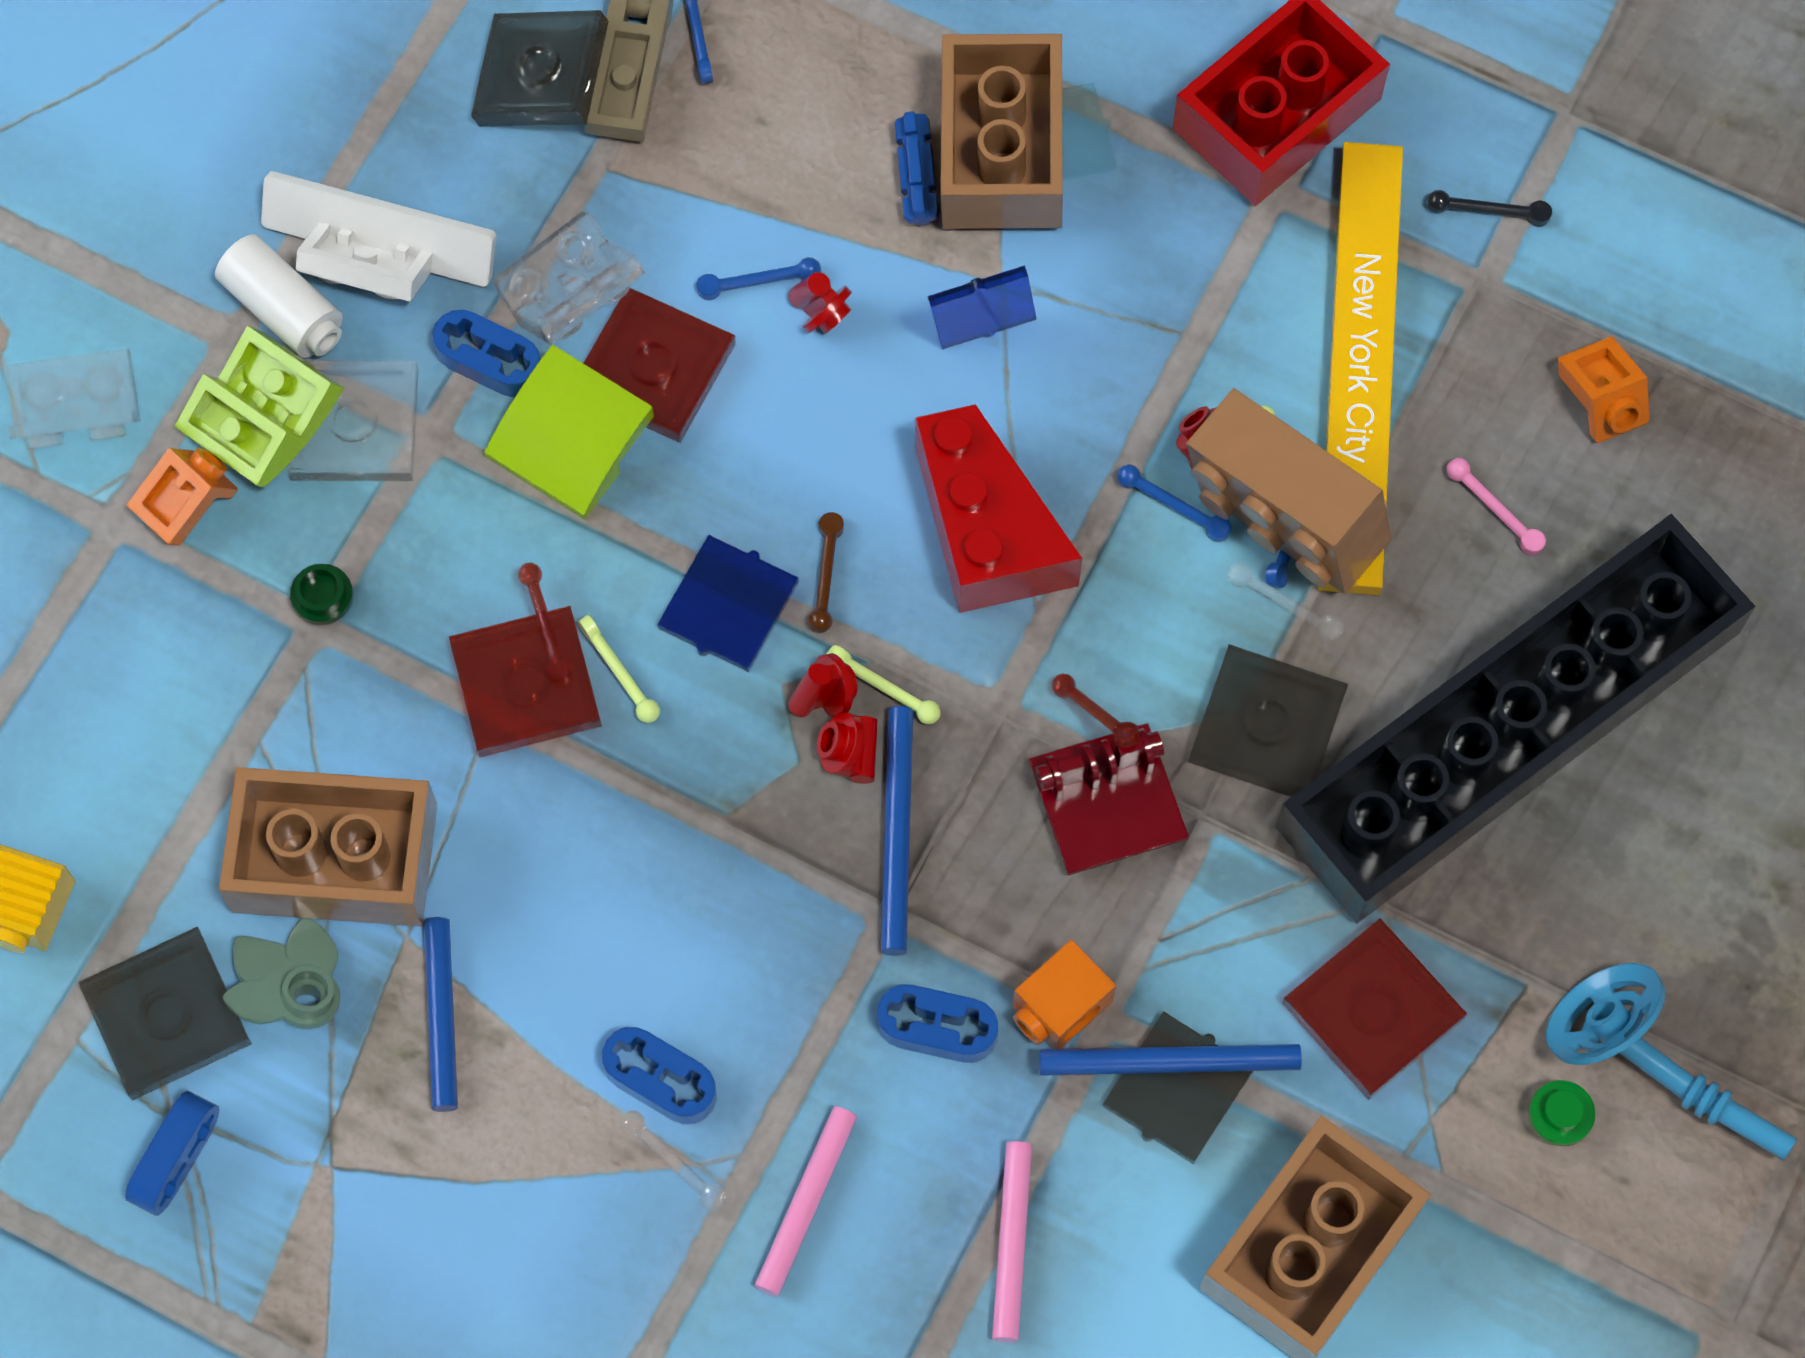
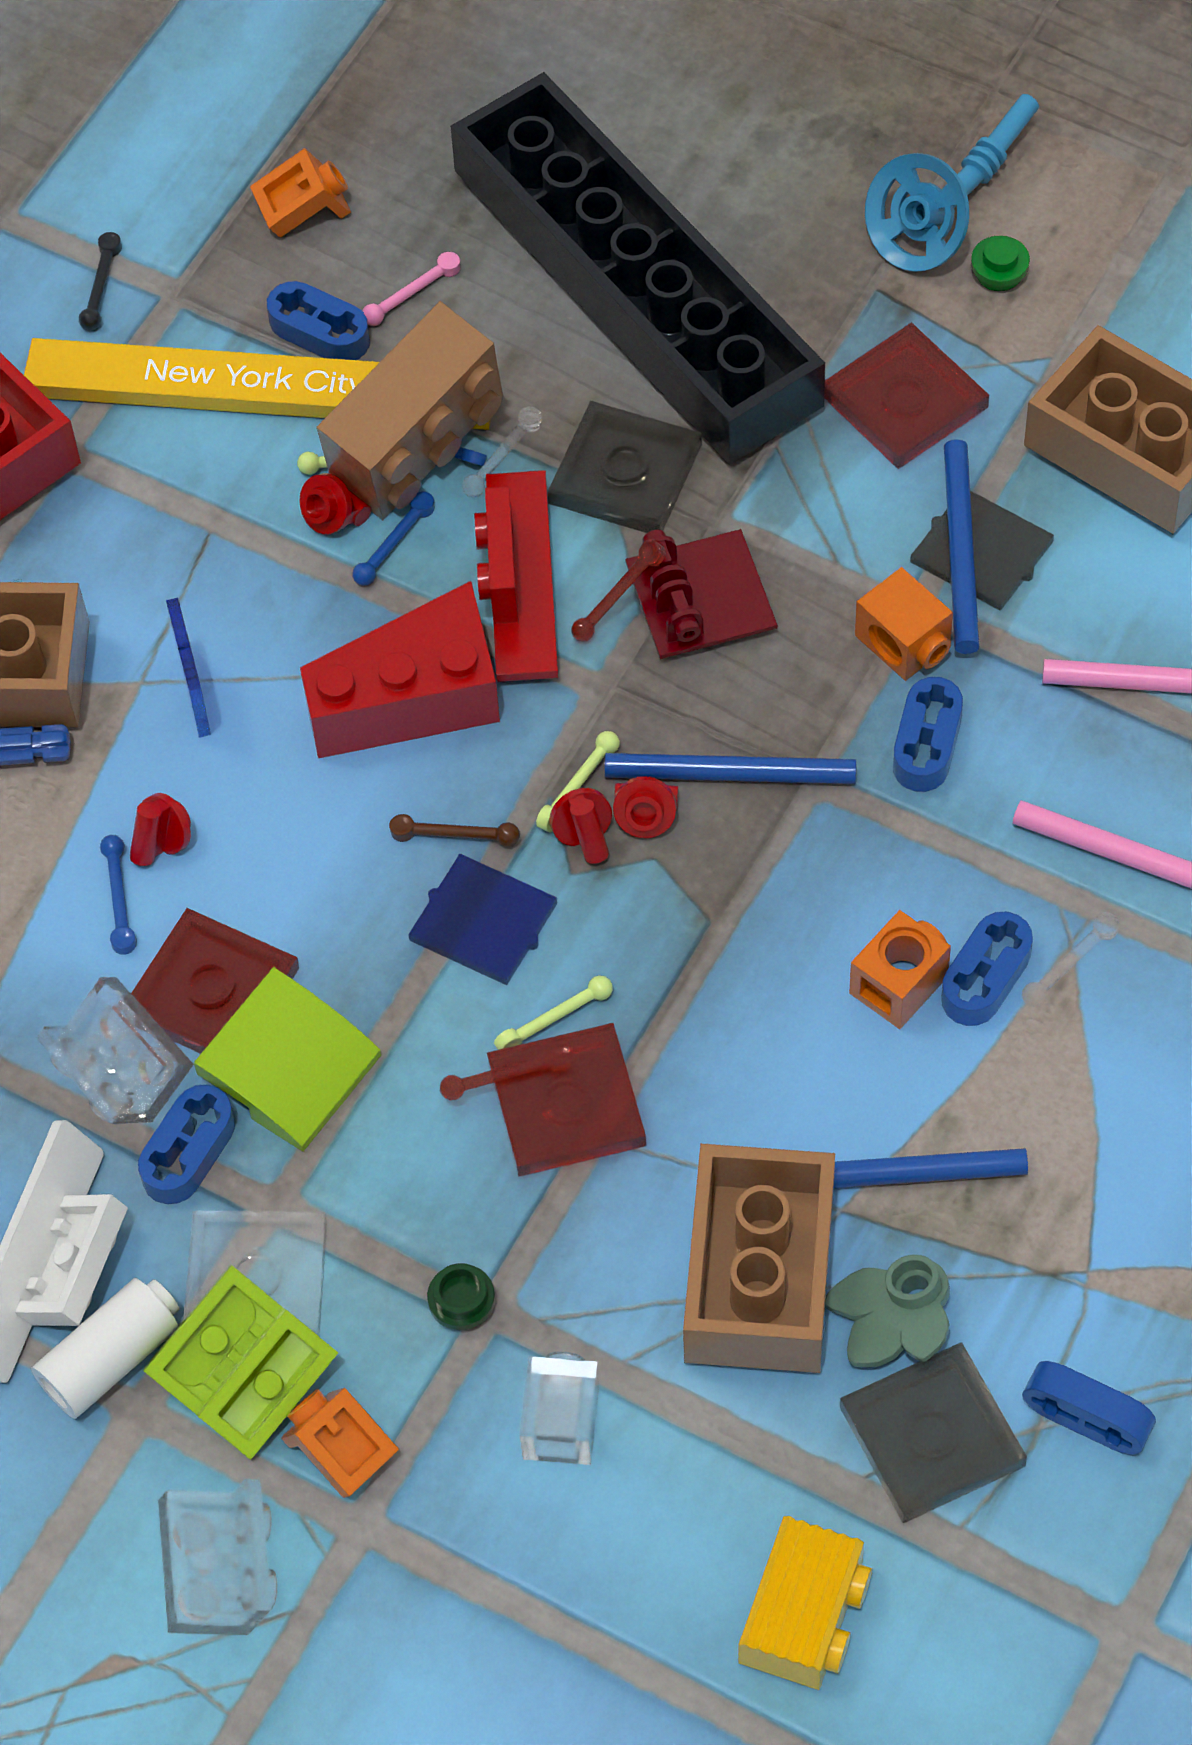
camera: 85 degrees left, 10 degrees down
(197, 678) = (559, 1408): none -> clear brick
(645, 960) = (893, 991): none -> orange brick
(1126, 614) = (518, 574): none -> red bracket
(1431, 409) = (320, 318): none -> blue beam

